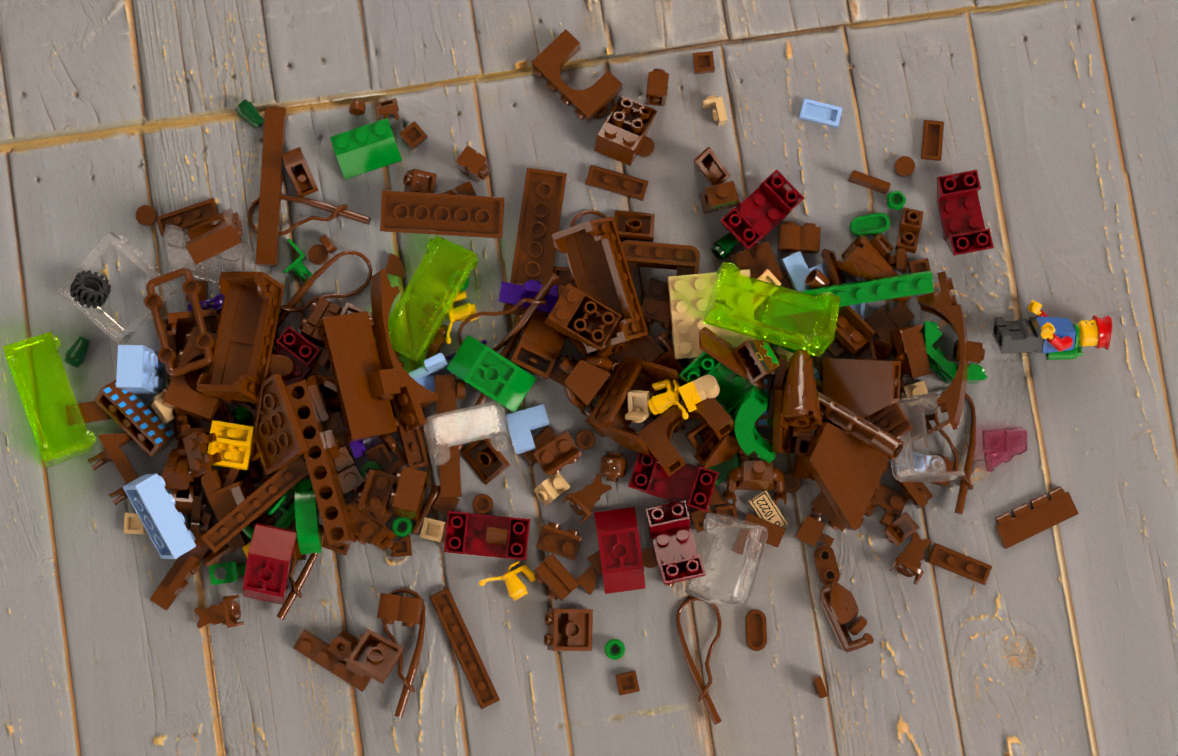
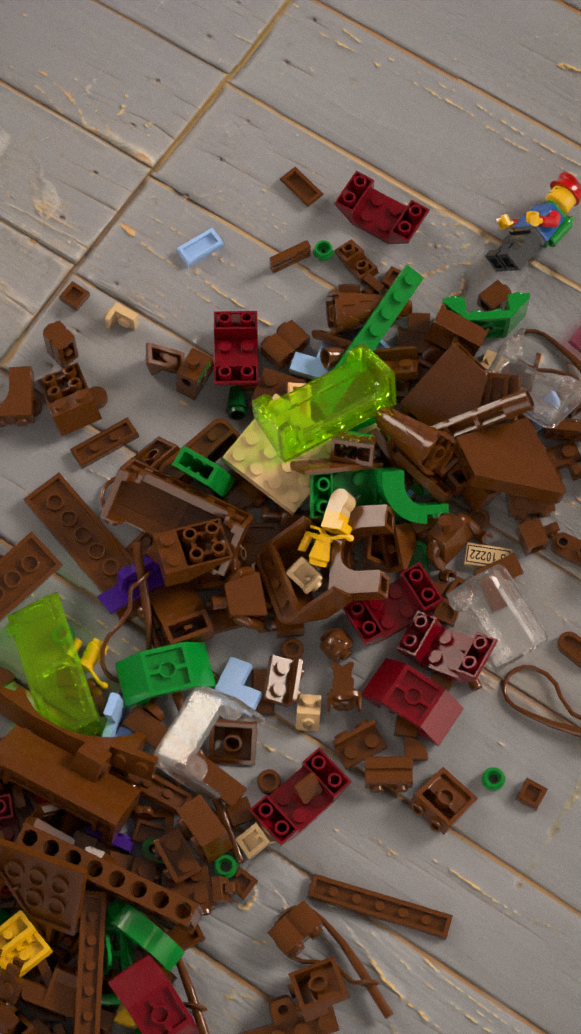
camera: 45 degrees left, 15 degrees down
(514, 585) = (363, 814): yellow piece -> none
(647, 274) = (204, 471): none -> green slope
(869, 224) = (326, 281): green tile -> none
(904, 166) = (302, 223): reddish brown tile -> none
(945, 306) = (444, 282): reddish brown slope -> none

